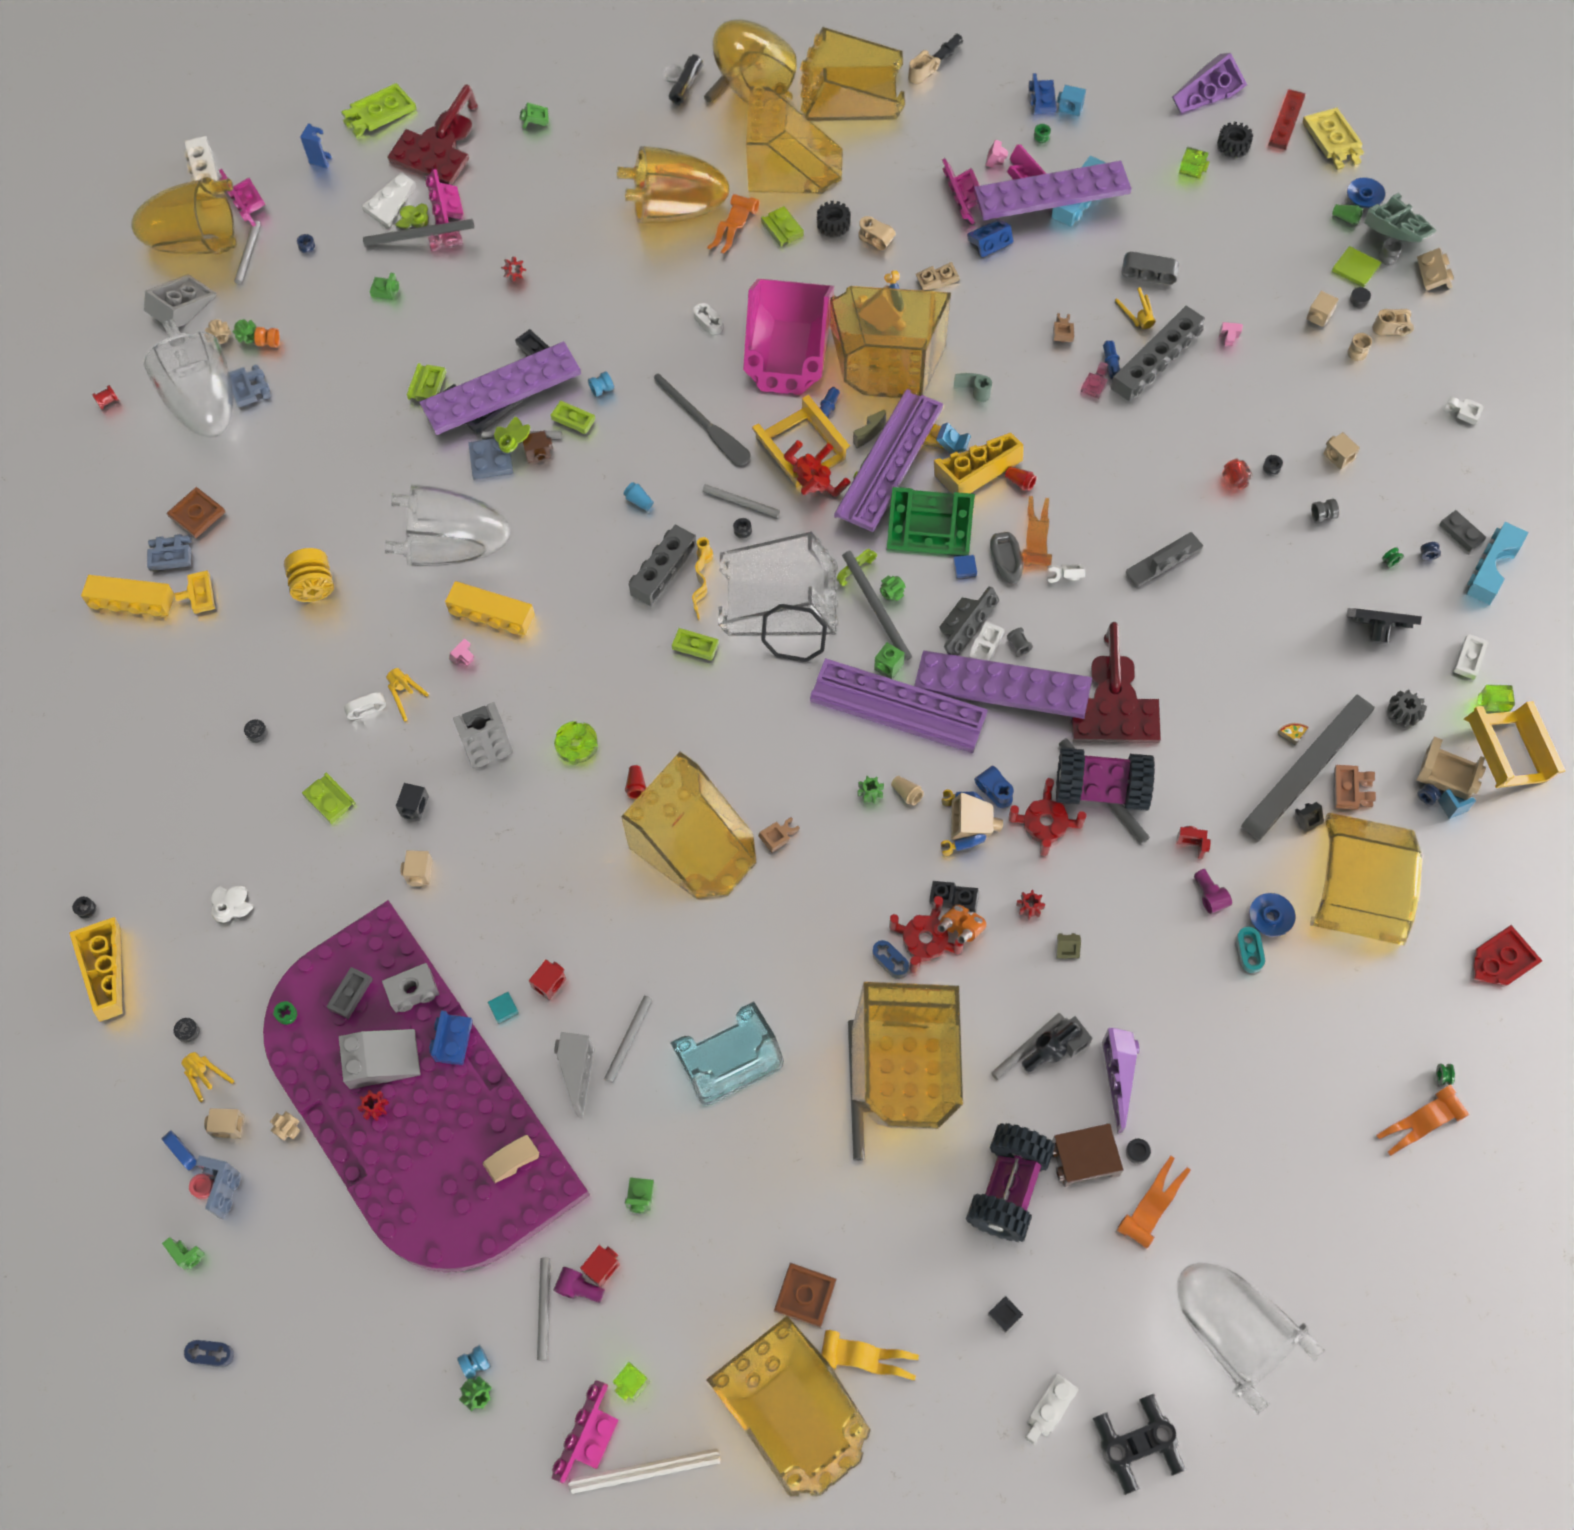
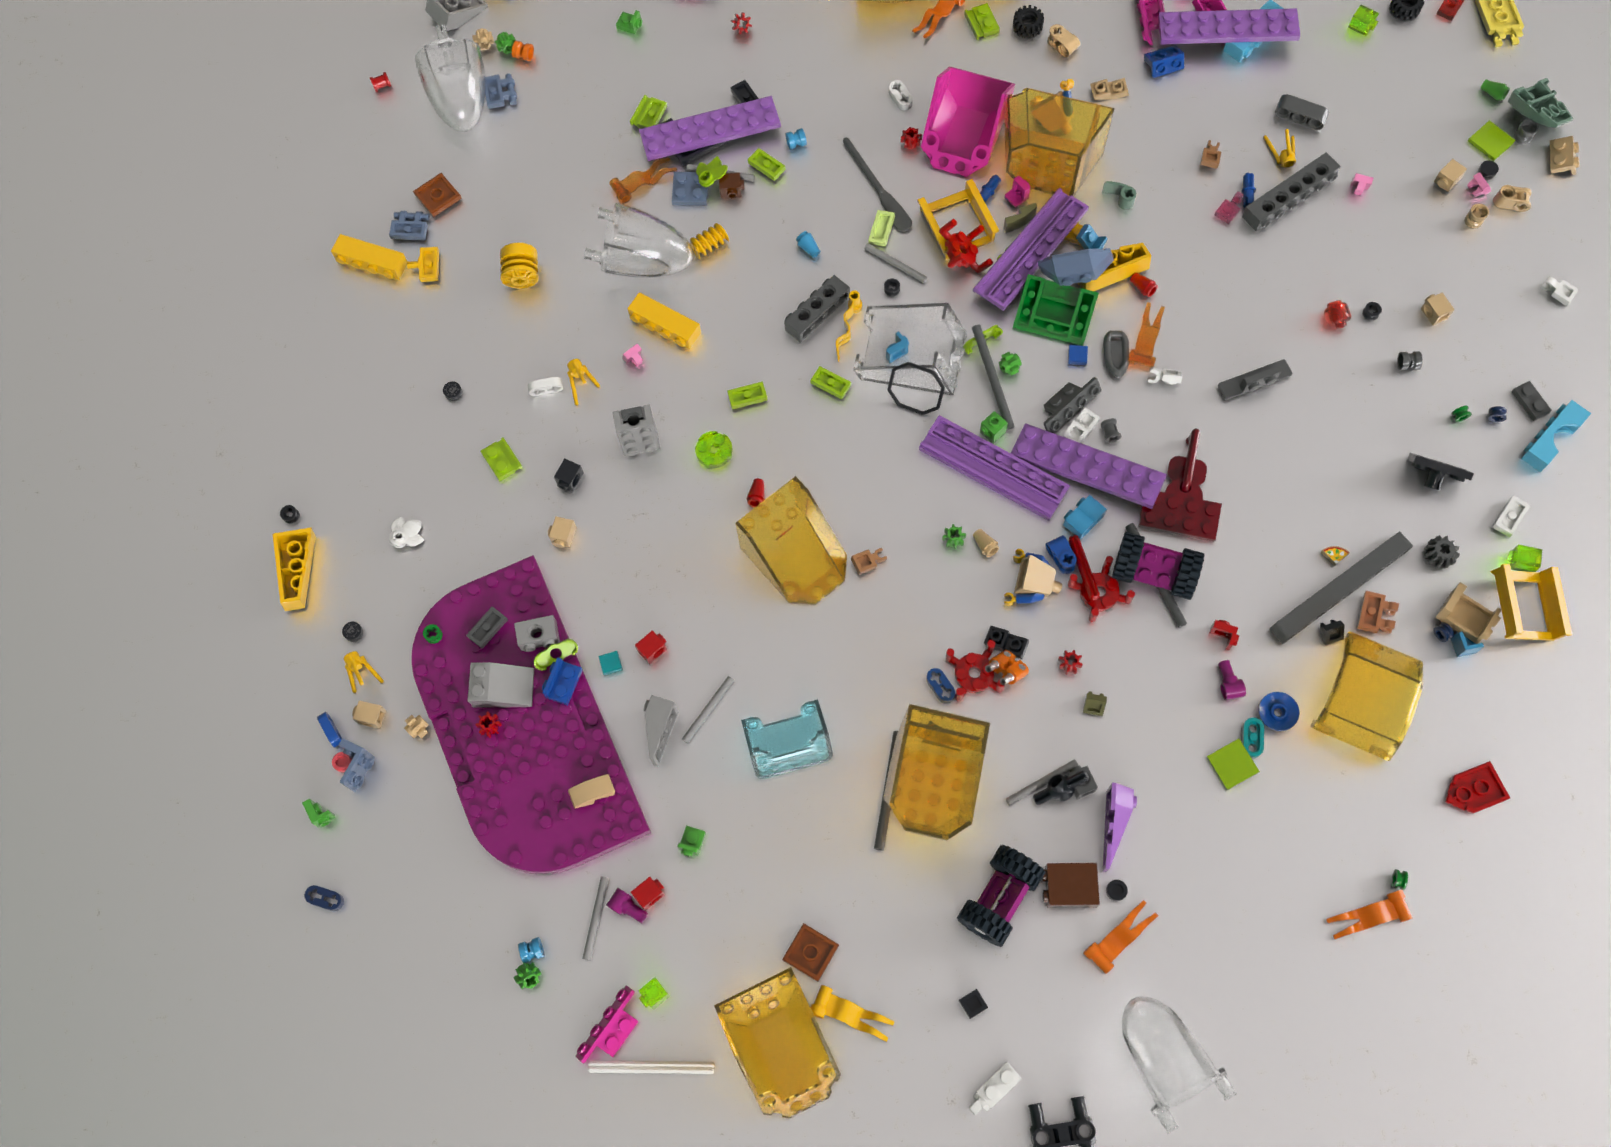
camera: 15 degrees right, 5 degrees up
(425, 1017) = (544, 659): none -> lime piece
(428, 456) = (636, 179): none -> clear orange flag
(523, 509) = (708, 239): none -> yellow piece
(602, 675) = (747, 395): none -> lime plate
(717, 465) = (881, 228): none -> yellowish green tile
(730, 362) = (911, 138): none -> red gear
(764, 593) = (897, 349): none -> dark azure bracket
(863, 401) = (1019, 192): none -> dark pink bracket
(944, 468) = (1076, 266): none -> sand blue wedge
(1011, 741) = (1084, 517): none -> dark azure brick
(1024, 797) = (1084, 568): none -> red axle
(1235, 982) = (1233, 764): none -> lime piece
(1355, 311) = (1481, 184): none -> bright pink tile
(1366, 192) = (1516, 73): blue dish -> none

